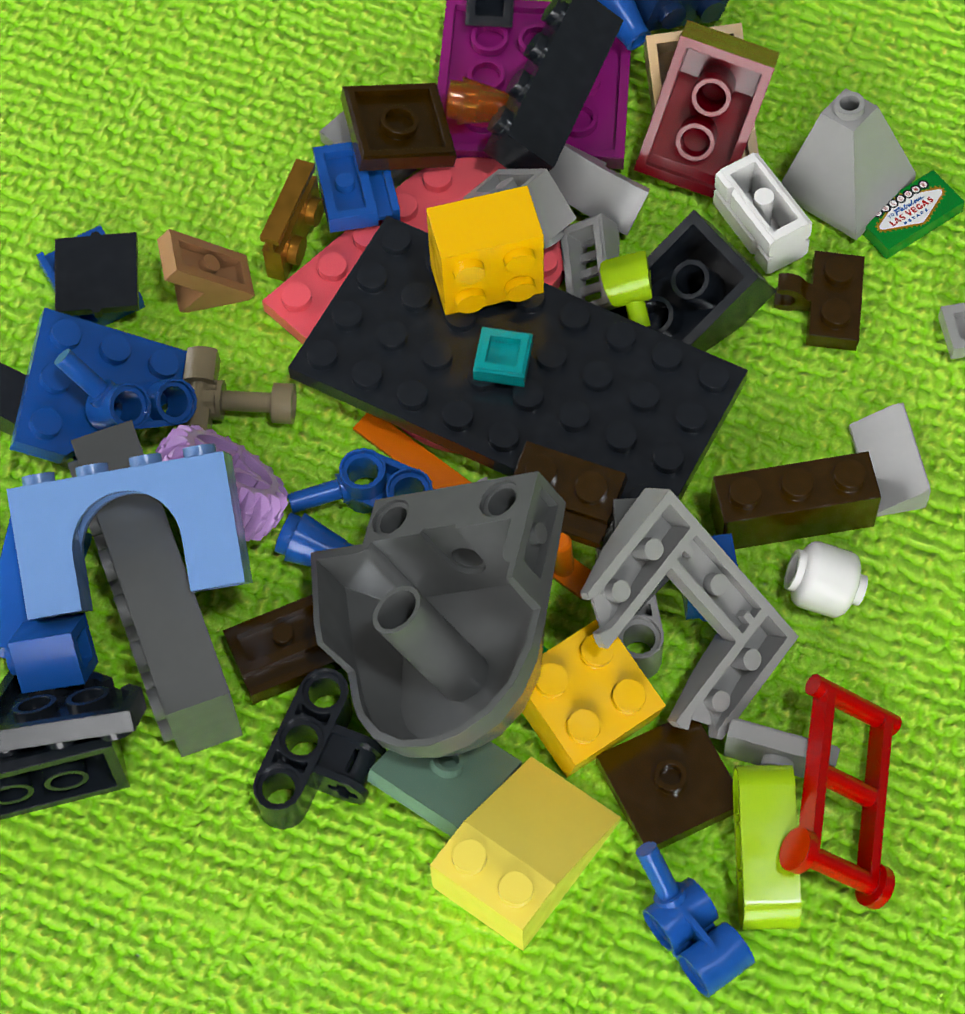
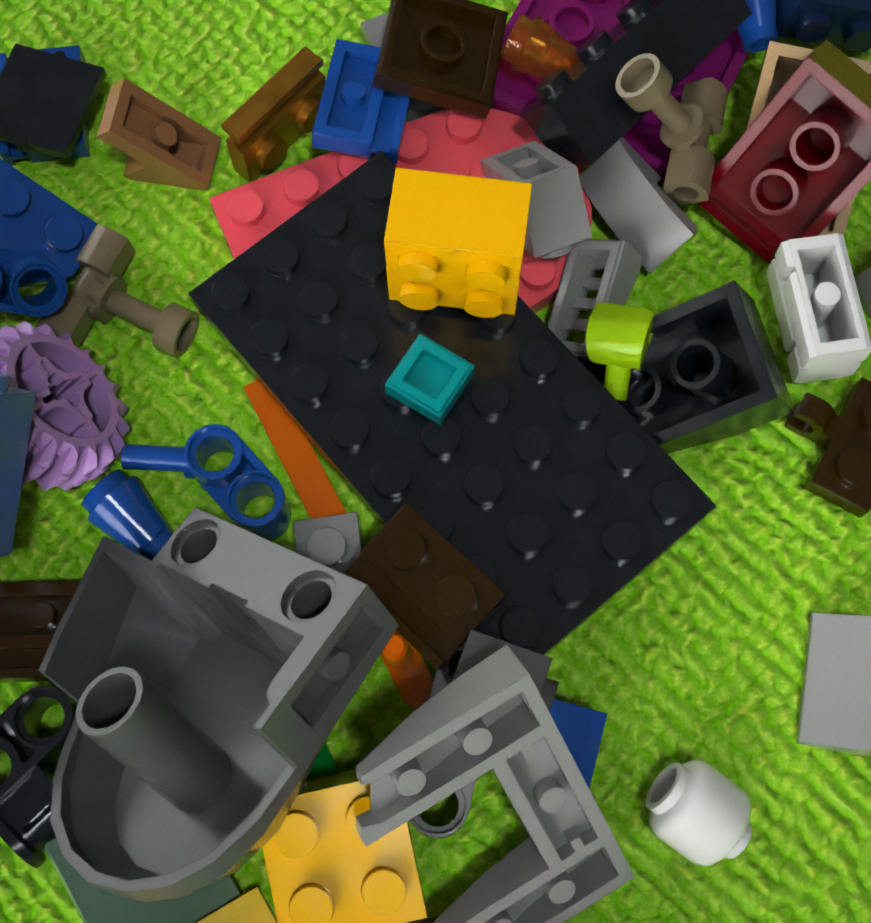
camera: 20 degrees right, 10 degrees up
(608, 114) = (685, 125): none -> dark tan bar
(796, 500) = (707, 694): dark brown brick -> none

